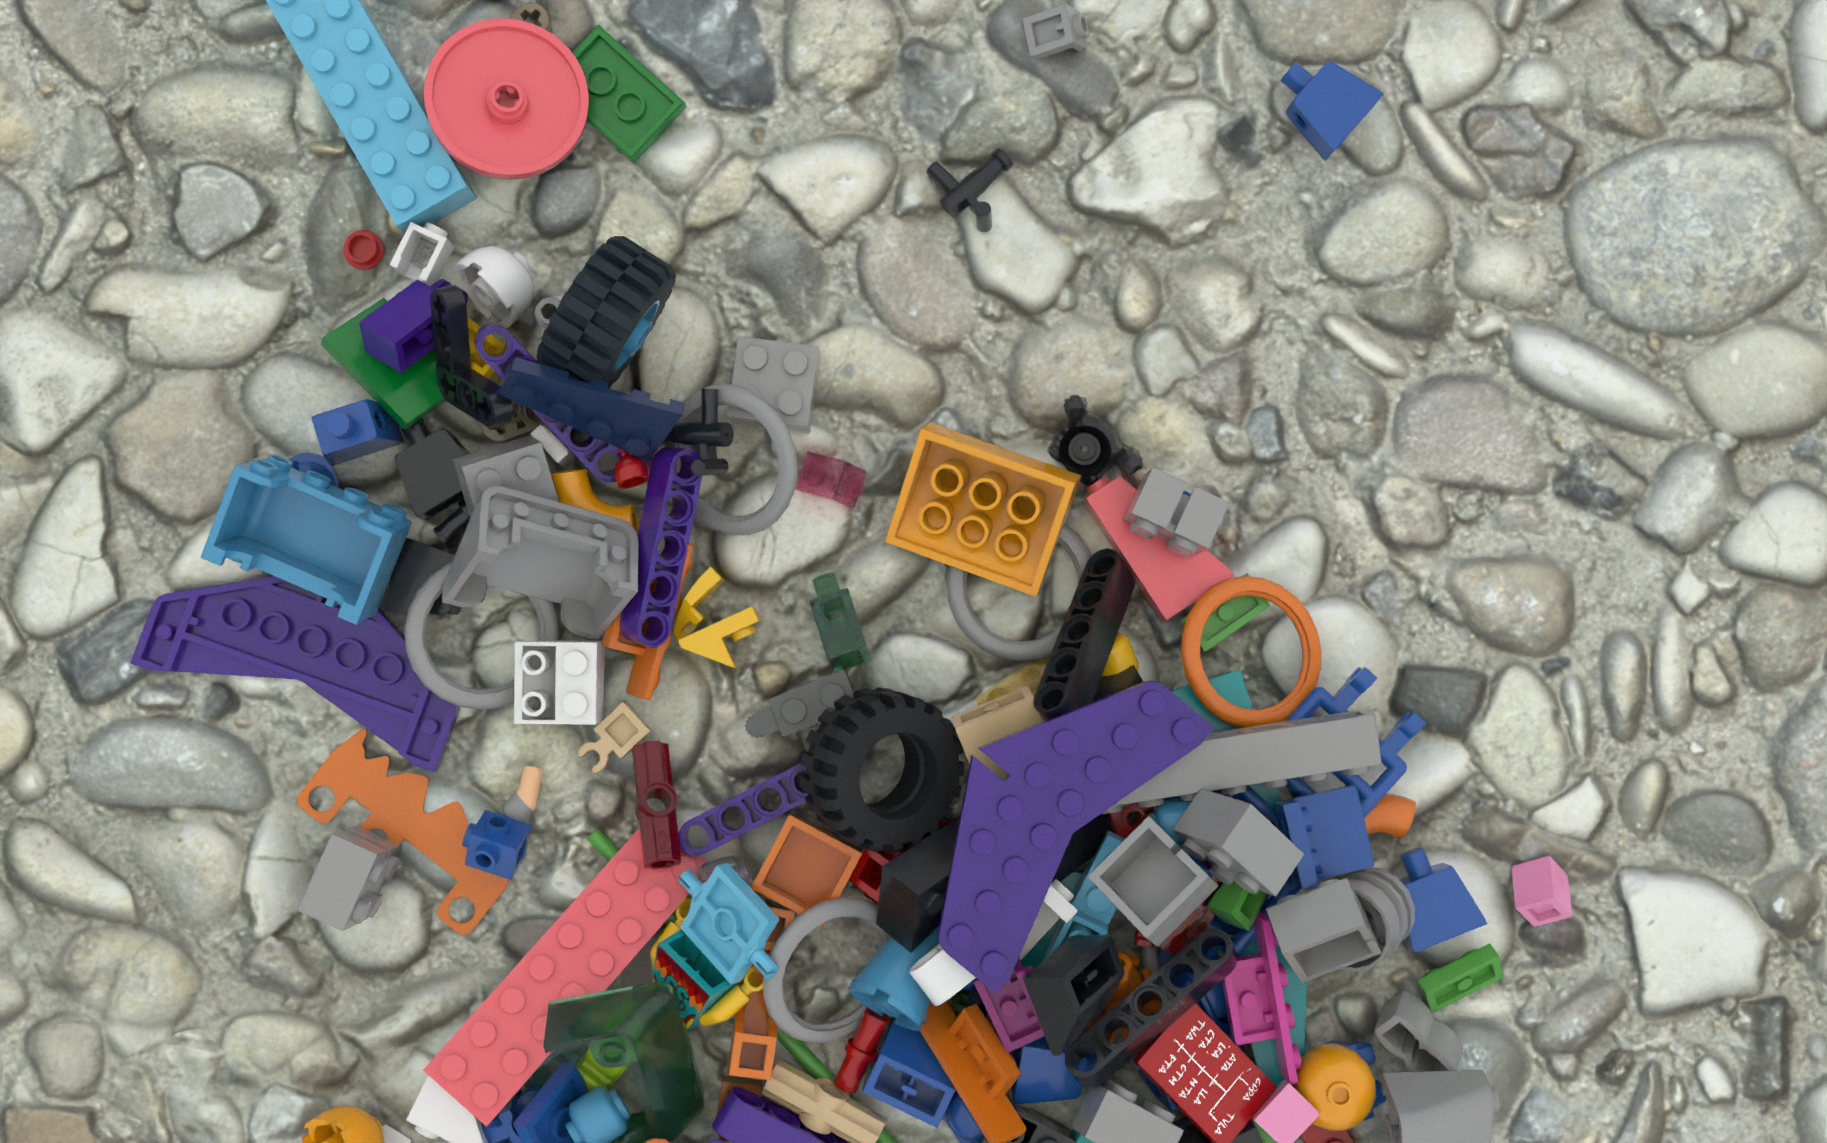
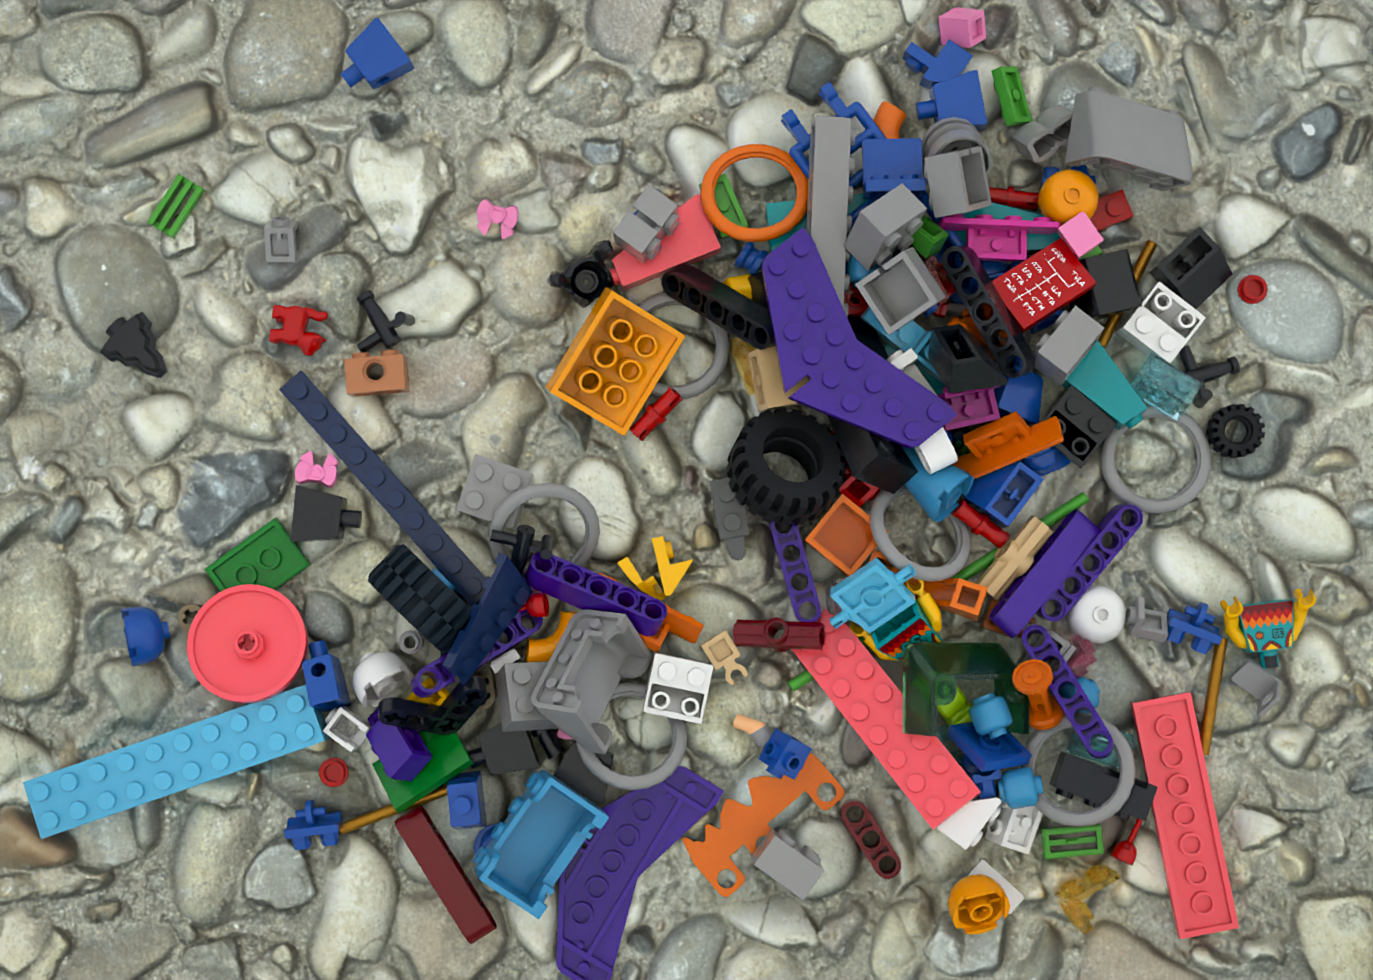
camera: 70 degrees left, 0 degrees up
(255, 423) = (445, 874): none -> dark red beam
(289, 235) = (313, 822): none -> blue hips
(320, 322) = (387, 811): none -> pearl gold bar
(389, 989) = (880, 848): none -> dark red beam
(480, 210) = (329, 689): none -> blue torso
(698, 161) = (321, 516): none -> black torso
(753, 133) = (308, 472): none -> bright pink piece
(754, 238) = (385, 487): none -> dark blue plate
(831, 479) = (571, 465): clear pink bracket -> none
(841, 637) = (688, 479): clear green torso -> none
(895, 171) = (394, 379): none -> nougat brick
(923, 578) = (656, 413): none -> red pin
(942, 74) = (295, 323): none -> red animal
(1149, 299) = (488, 212): none -> bright pink piece
(1160, 664) = (751, 258): none -> blue wheel
(1320, 1011) = (1014, 198): none -> red pin
(1480, 878) = (946, 66): none -> blue brick

